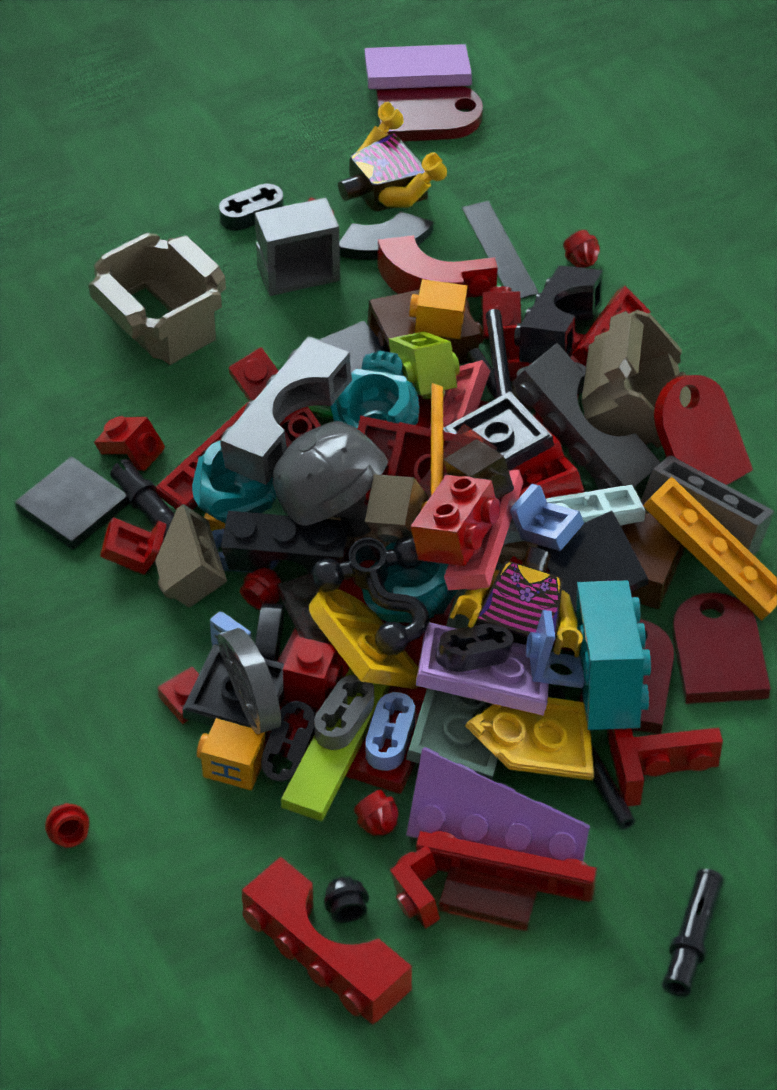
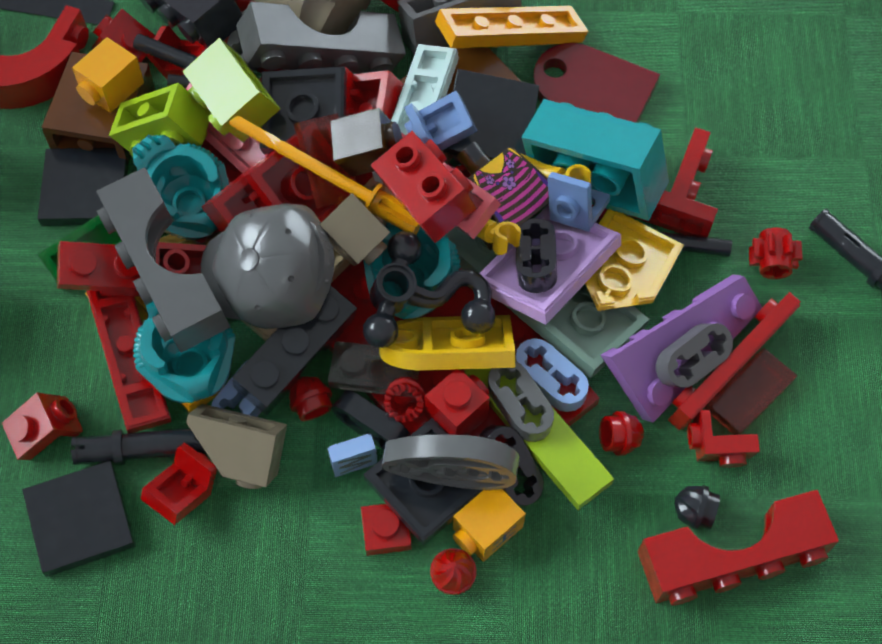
camera: 60 degrees left, 15 degrees up
(177, 754) = (453, 571): none -> red plate
(288, 631) = (413, 409): none -> red bush
(472, 828) = (698, 362): none -> dark grey beam
(474, 377) = (229, 89): none -> brick
(639, 852) = (775, 253): none -> red gear

